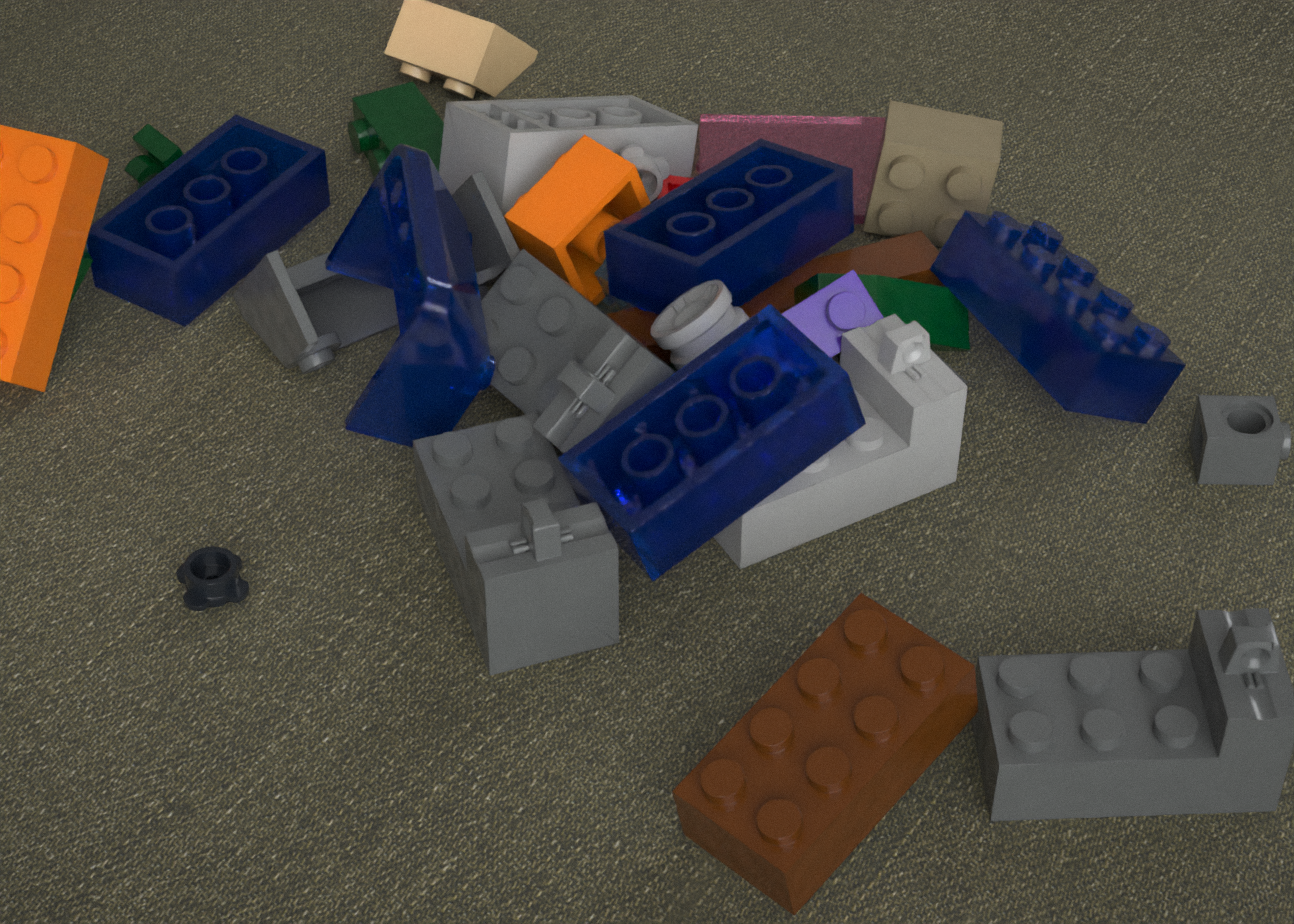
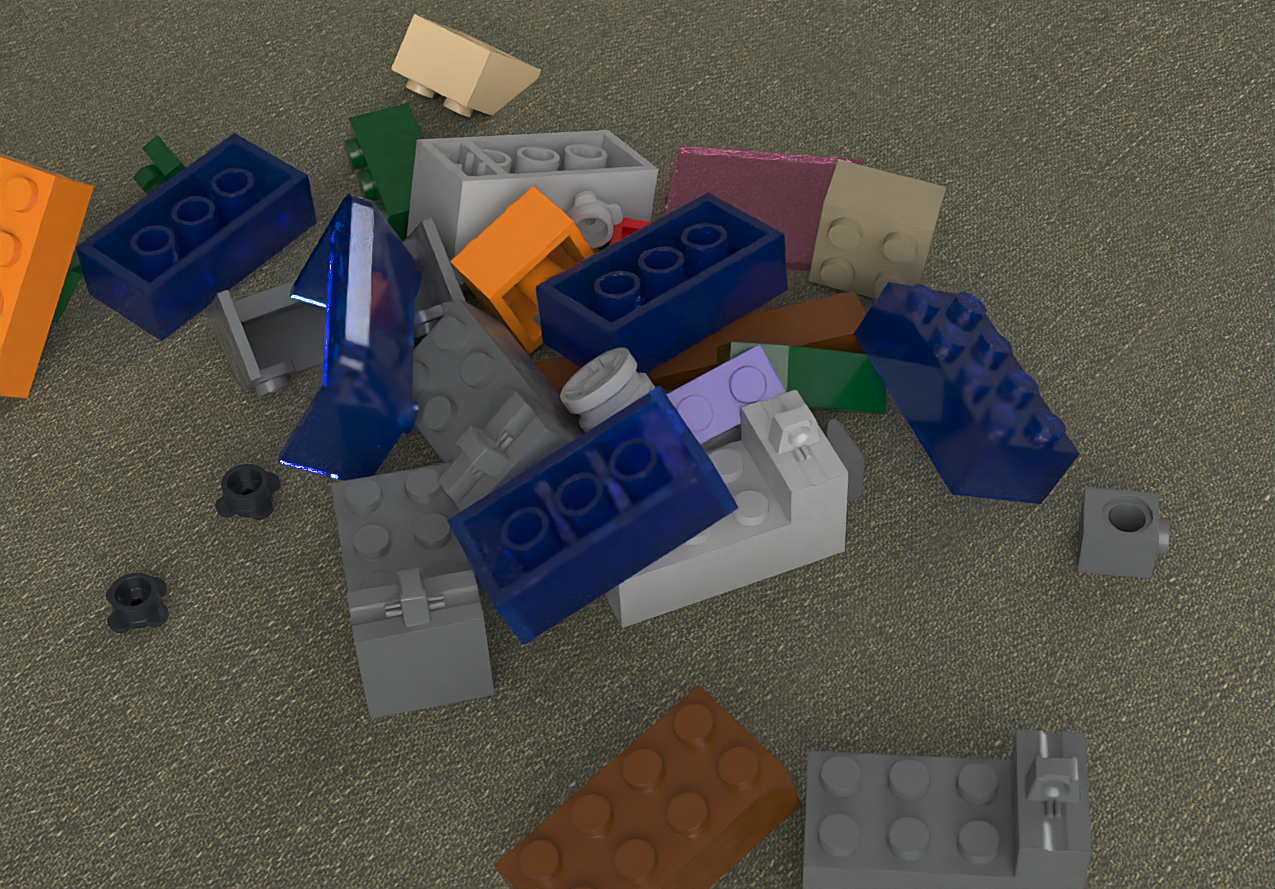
camera: 10 degrees right, 5 degrees up
(312, 464) = (247, 492): none -> black plate

